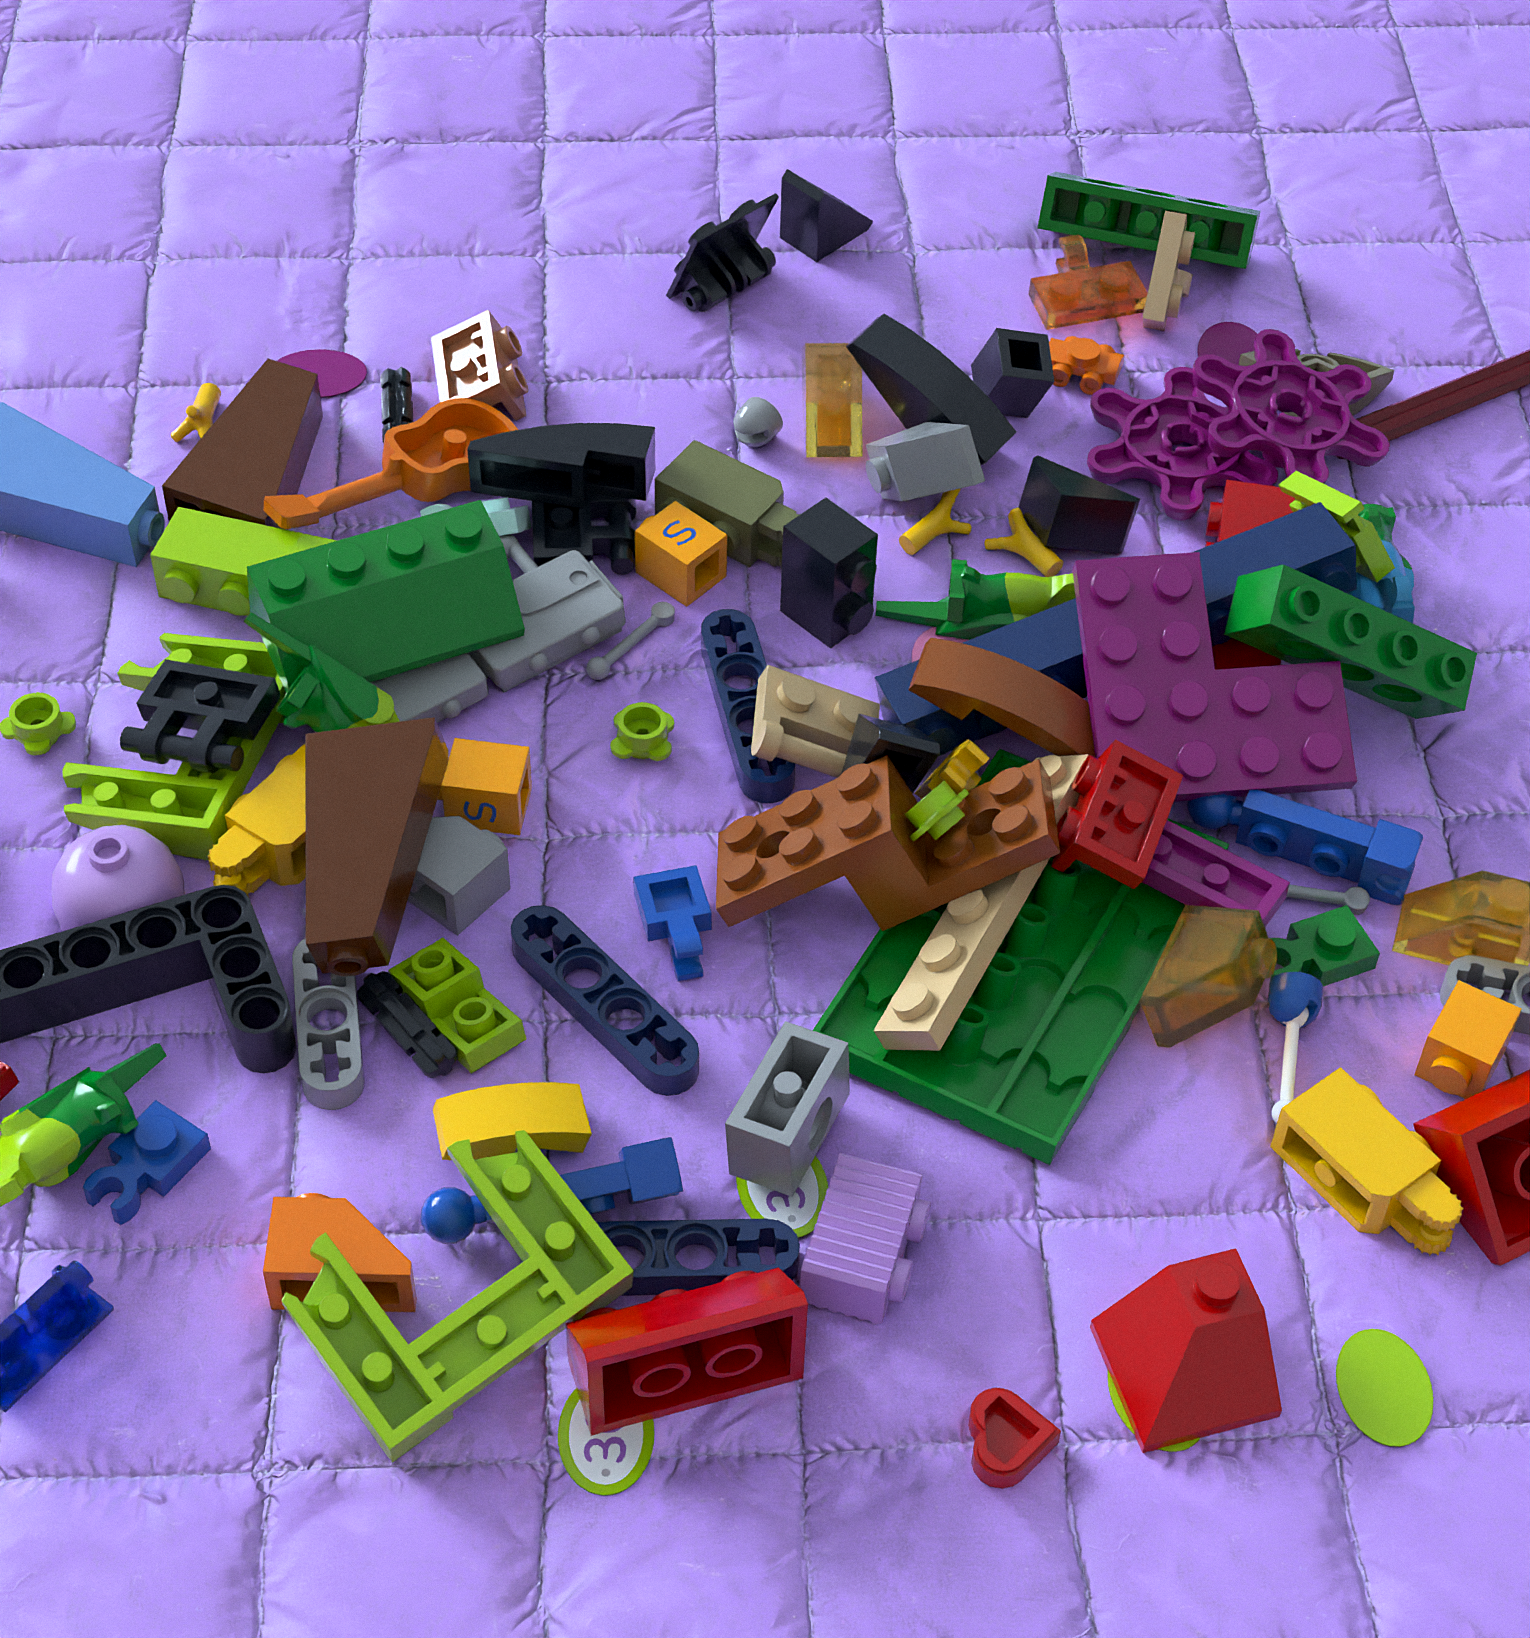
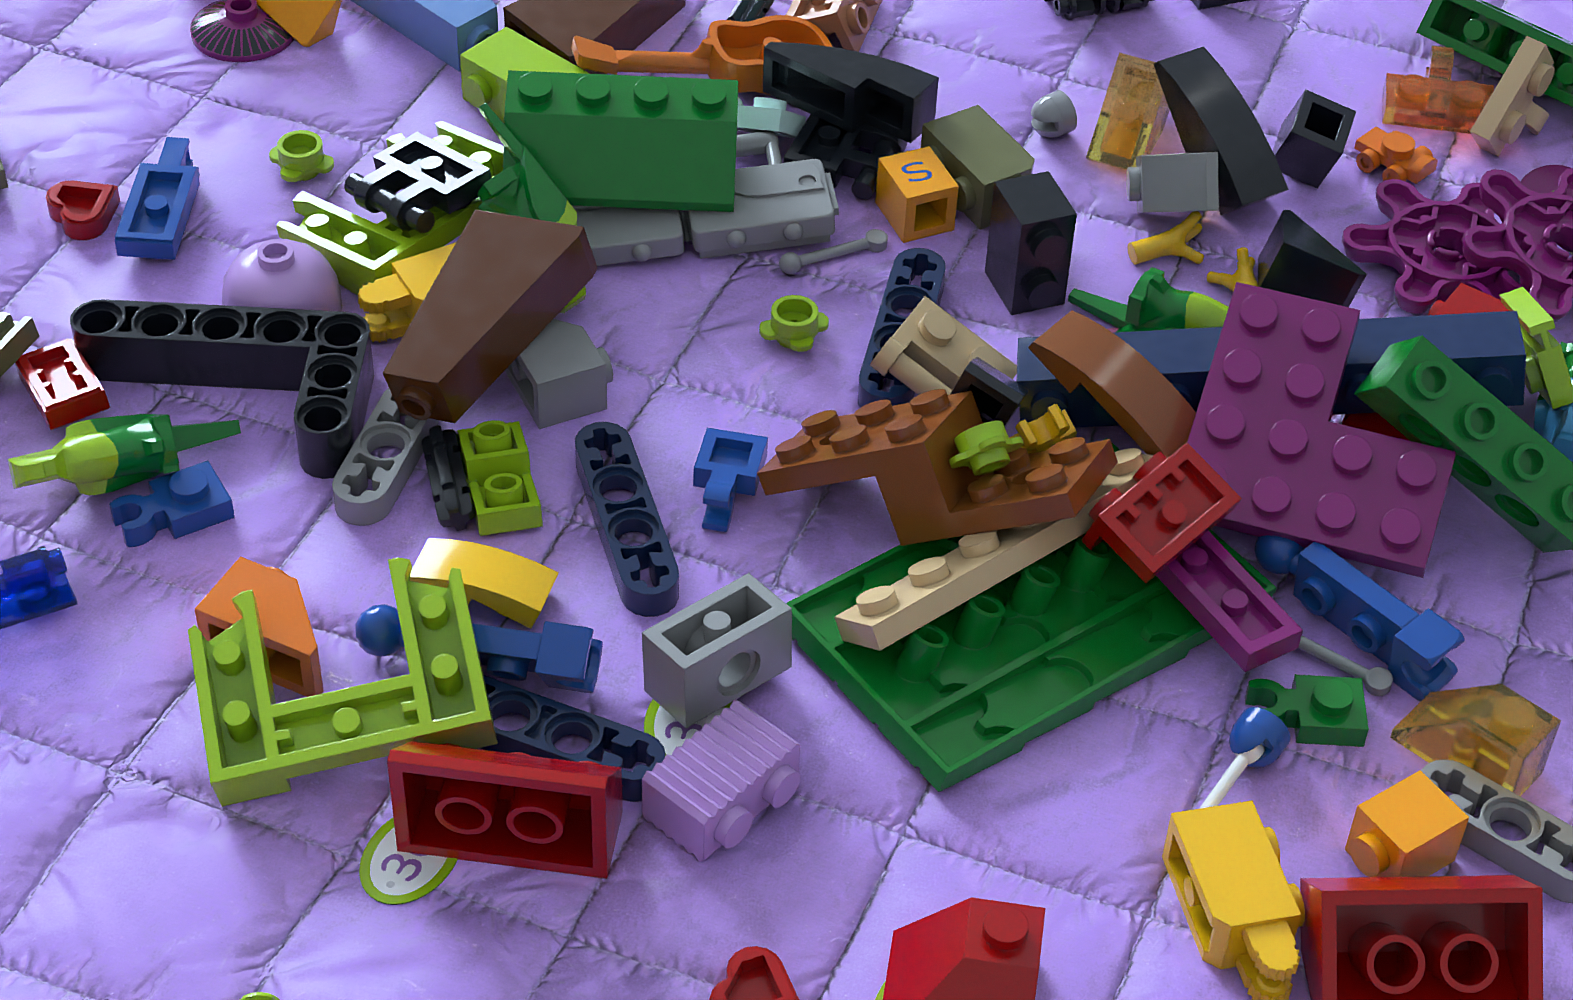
camera: 25 degrees right, 5 degrees down
(488, 784) = (630, 318): light orange brick -> none
(1207, 971) = (1178, 681): clear yellow slope -> none

